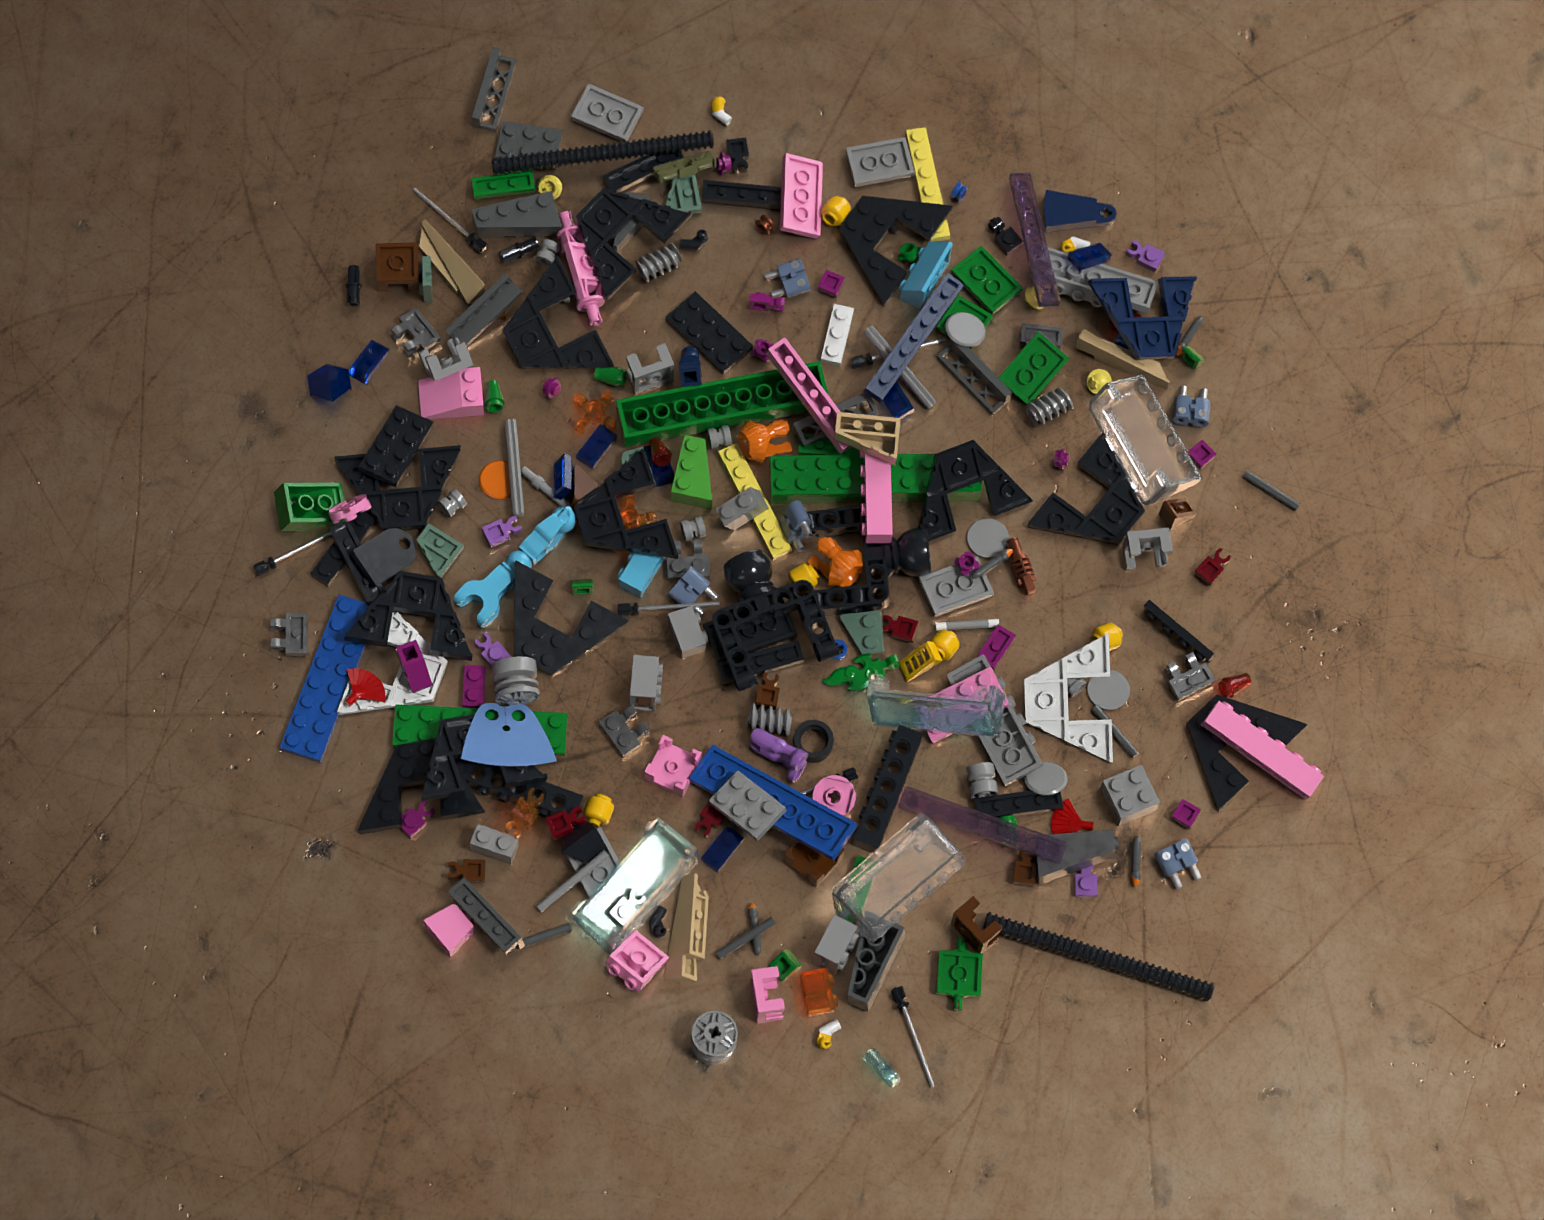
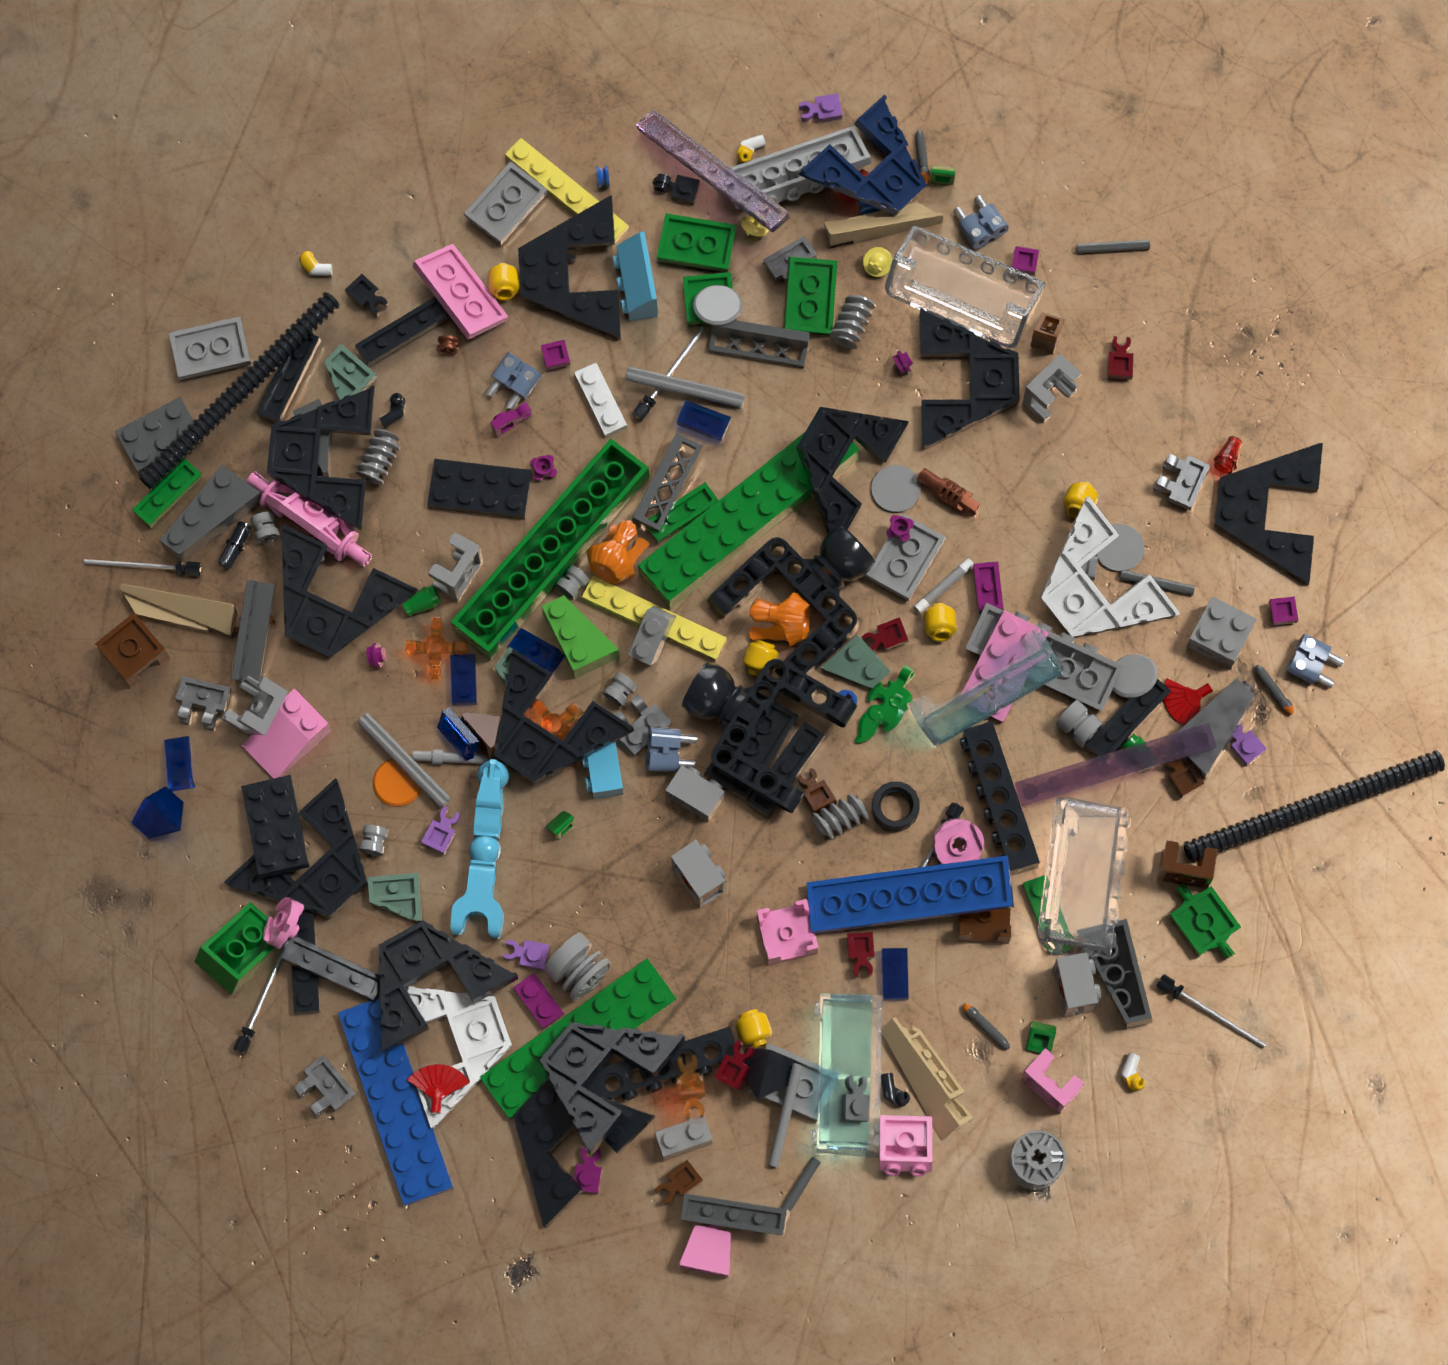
camera: 30 degrees left, 5 degrees up
(353, 286) = (104, 701): black axle -> none
(383, 557) = (352, 943): black tile -> none
(414, 666) = (471, 1028): magenta slope -> none
(426, 287) = (176, 649): sand green wing -> none
(486, 88) = (73, 408): dark grey fence -> none
(493, 398) = (328, 707): green cone -> none
(520, 746) = (632, 1029): medium blue piece -> none
(545, 643) = (571, 908): black wing -> none
(550, 183) = (212, 459): light yellow hat -> none
(619, 732) = (711, 938): flat silver plate -> none
(625, 609) = (620, 815): piece -> none
(659, 452) = (532, 641): clear red cone -> none
(684, 166) = (334, 334): olive piece -> none
(690, 367) = (493, 536): dark blue piece -> none
(723, 163) = (360, 315): magenta plate -> none
(746, 937) = (986, 1042): dark grey bar -> none
(747, 805) = (891, 916): light grey plate -> none
(779, 750) = (871, 840): medium lavender piece -> none
(796, 524) = (714, 611): sand blue piece -> none
(807, 389) = (635, 477): bright pink brick -> none
(818, 993) = (1094, 1041): clear orange brick -> none
(869, 434) = (723, 474): tan wedge -> none
(878, 499) = (759, 513): bright pink brick -> none
(882, 1067) = (1208, 1065): clear light blue piece -> none
(908, 252) = (603, 270): green plate -> none
(913, 338) = (677, 350): dark blue plate -> none
(933, 654) = (942, 639): yellow slope -> none
(1004, 555) = (922, 510): dark grey piece -> none
(1072, 211) = (723, 116): dark blue piece -> none
(1089, 256) = (773, 149): clear blue plate -> none
(1172, 626) = (1129, 444): black plate -> none
(1262, 749) = (1305, 497): bright pink brick -> none

